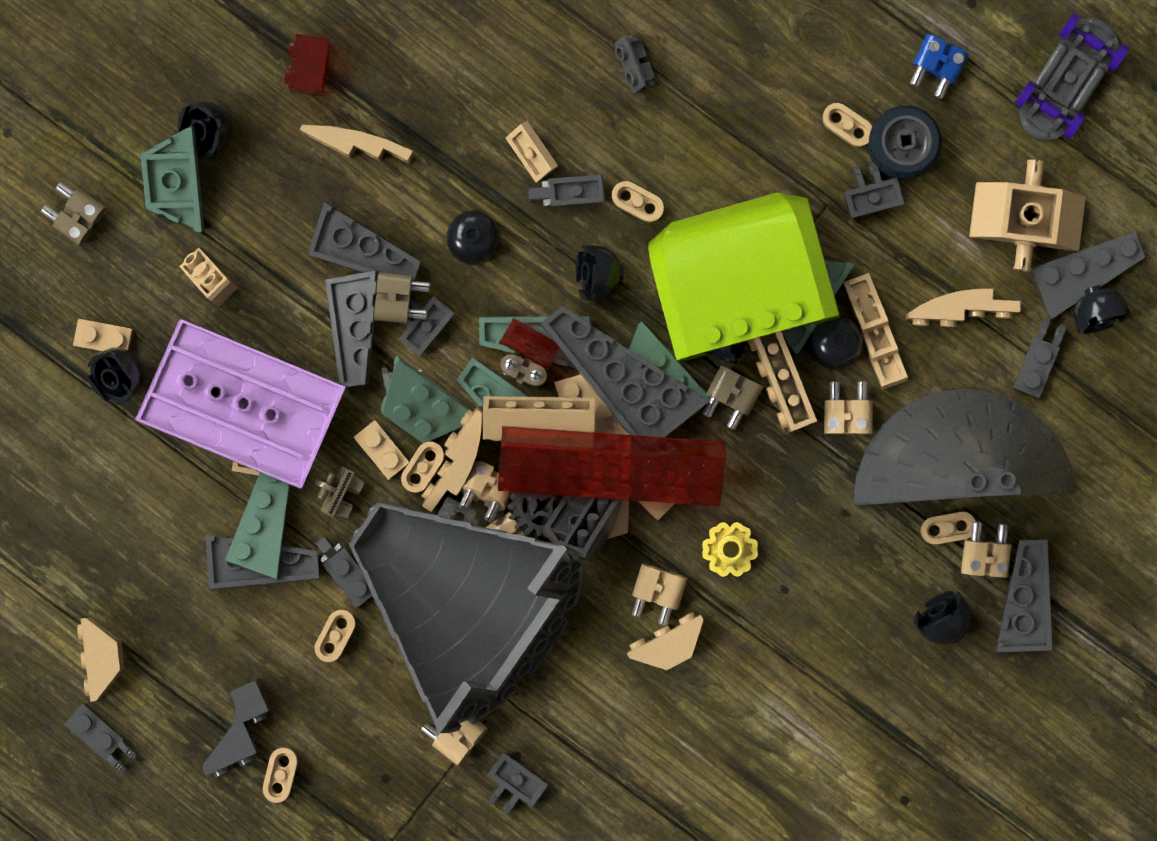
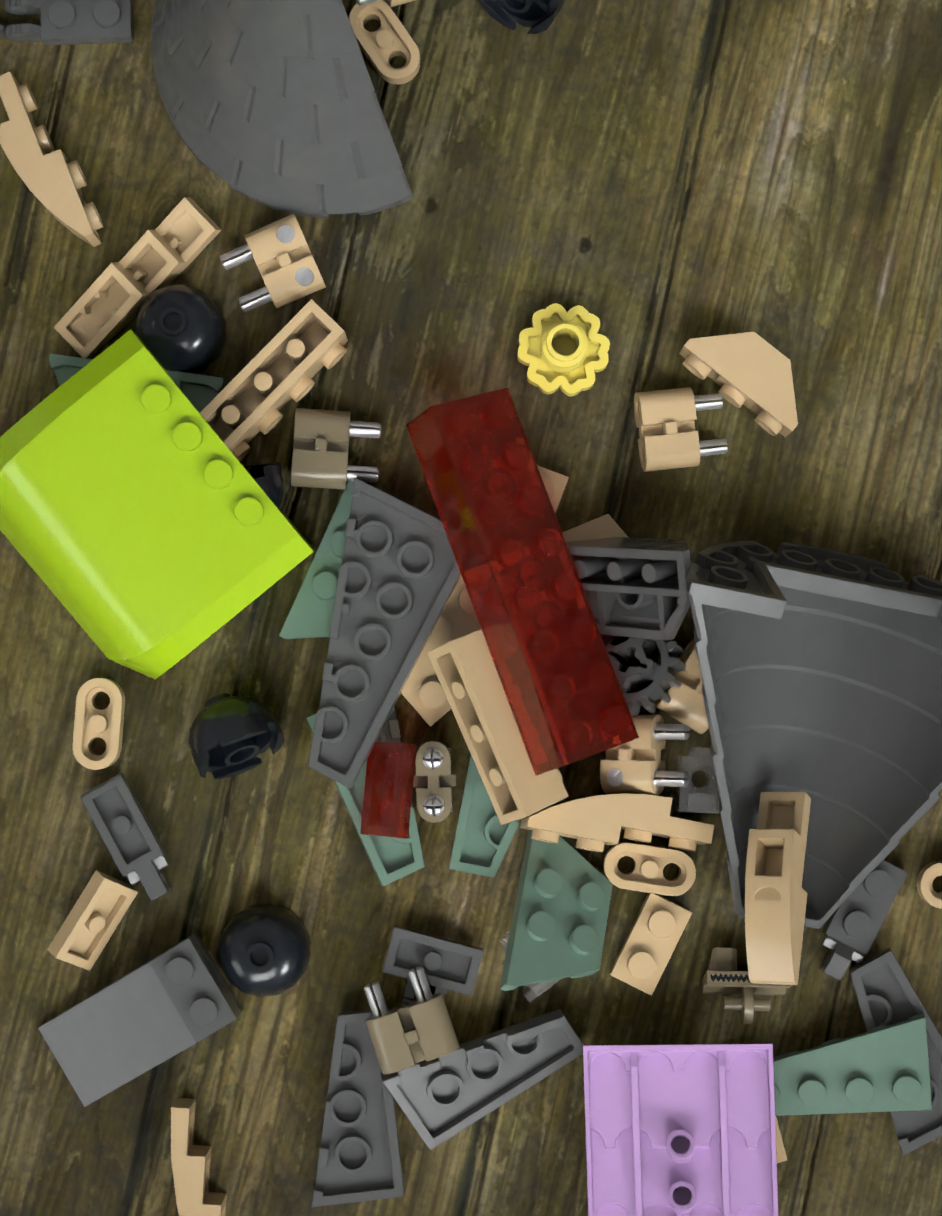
camera: 120 degrees left, 0 degrees up
(383, 526) = (774, 888): none -> tan slope
(466, 153) = (141, 1019): none -> dark grey slope

